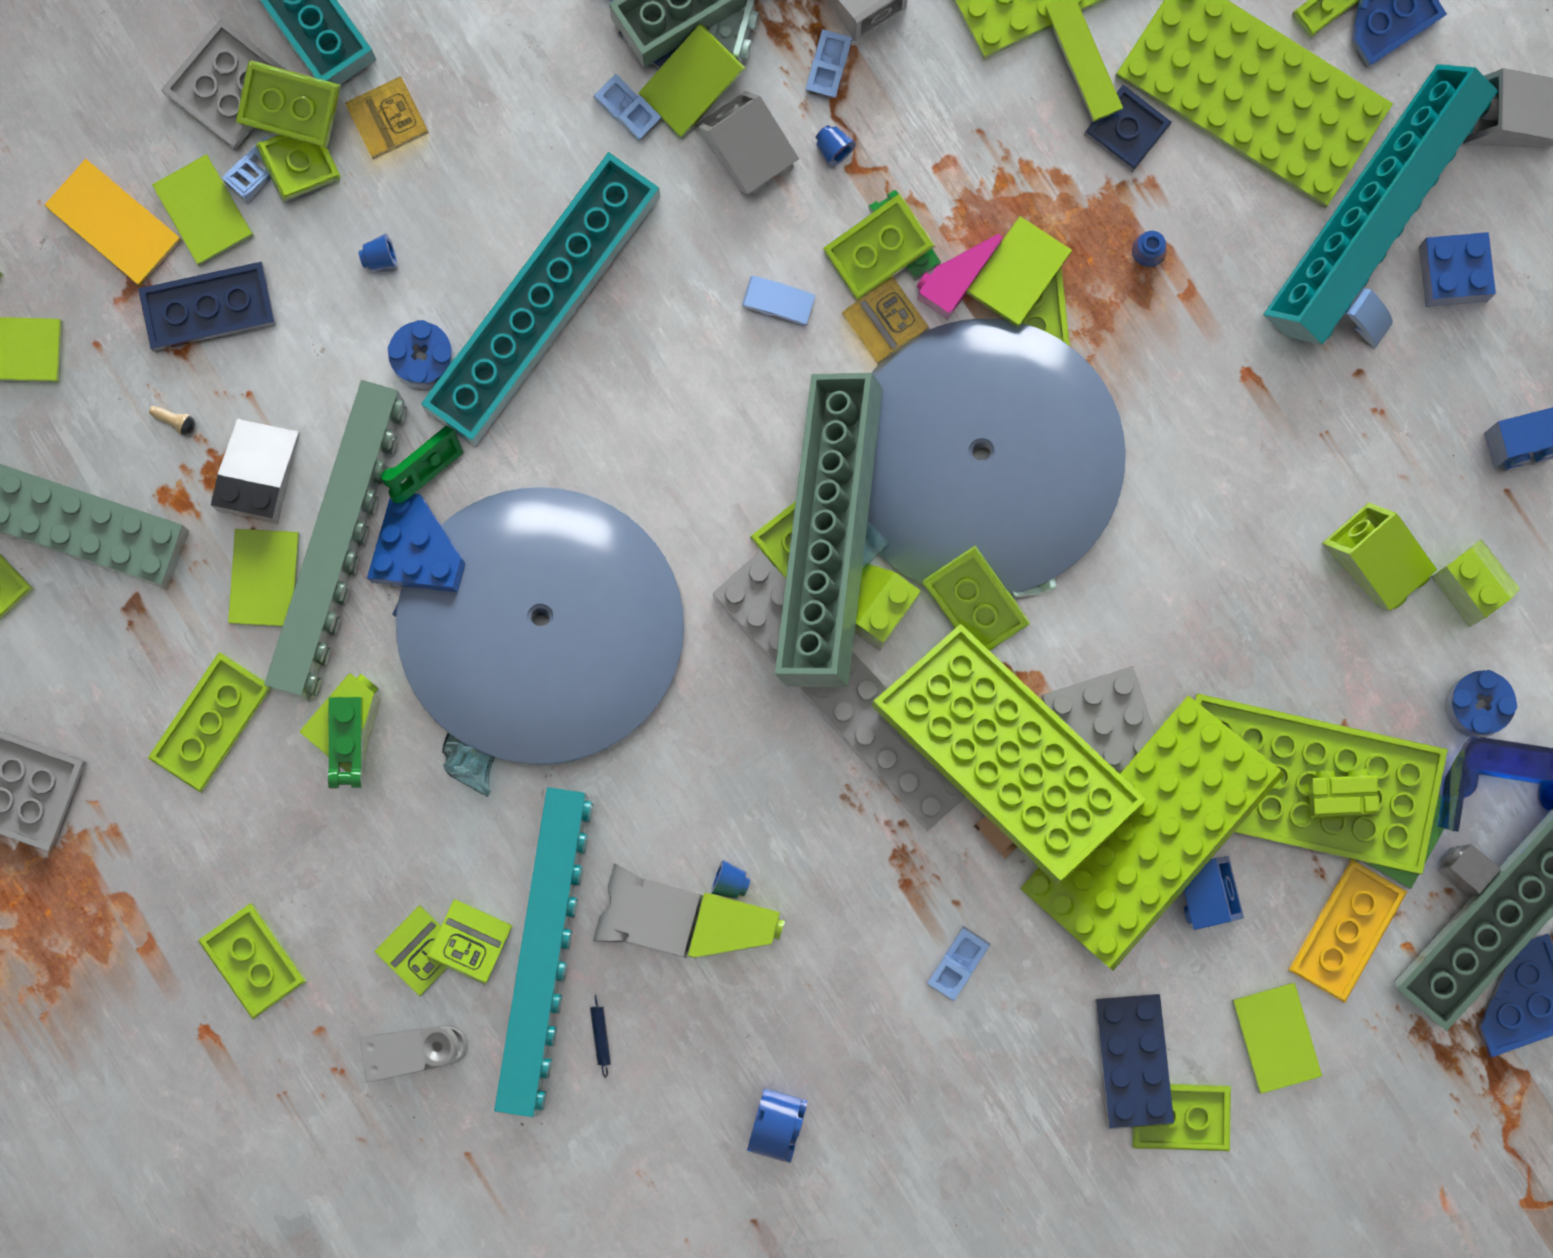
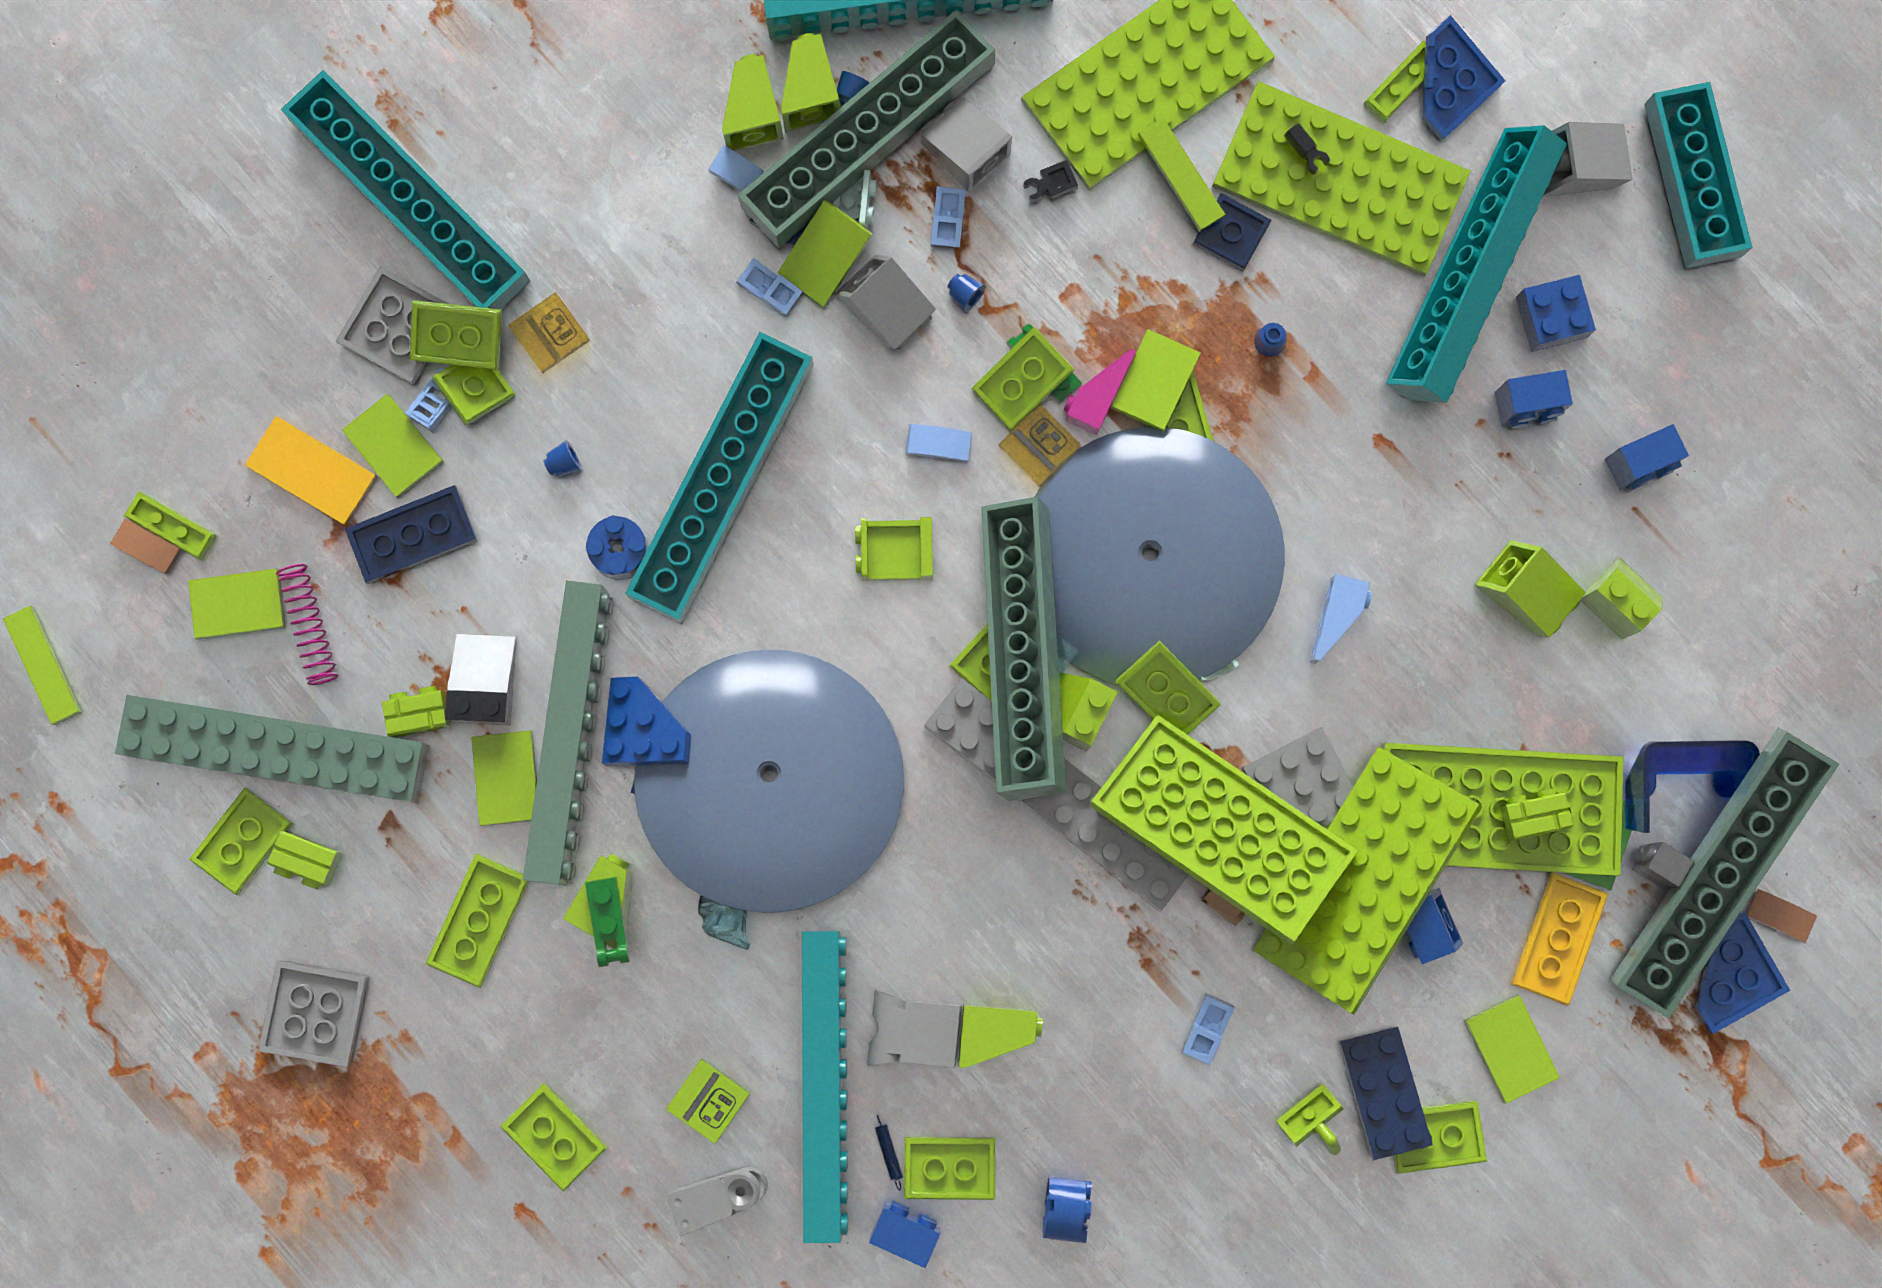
camera: 10 degrees left, 0 degrees up
(39, 627) = (304, 859): none -> lime brick
(74, 328) = (325, 674): none -> dark pink piece
(180, 494) = (415, 713): none -> lime brick
(182, 423) = (406, 647): tan piece -> none
(422, 465) = (635, 649): green plate -> none
(469, 941) = (752, 1085): lime tile -> none
(602, 1121) = (905, 1234): none -> blue brick
(661, 1063) = (949, 1168): none -> lime tile
(713, 405) = (895, 549): none -> lime panel
(730, 881) = (984, 988): blue hat -> none
(949, 43) = (1055, 180): none -> black plate
(1052, 1072) = (1310, 1117): none -> lime plate
(1177, 543) = (1342, 606): none -> light blue slope
(1220, 50) = (1306, 147): none -> black bar
(1370, 316) = (1484, 369): light blue slope -> none
(1417, 356) = (1533, 398): none -> blue brick
(1496, 713) = (1663, 710): blue brick -> none

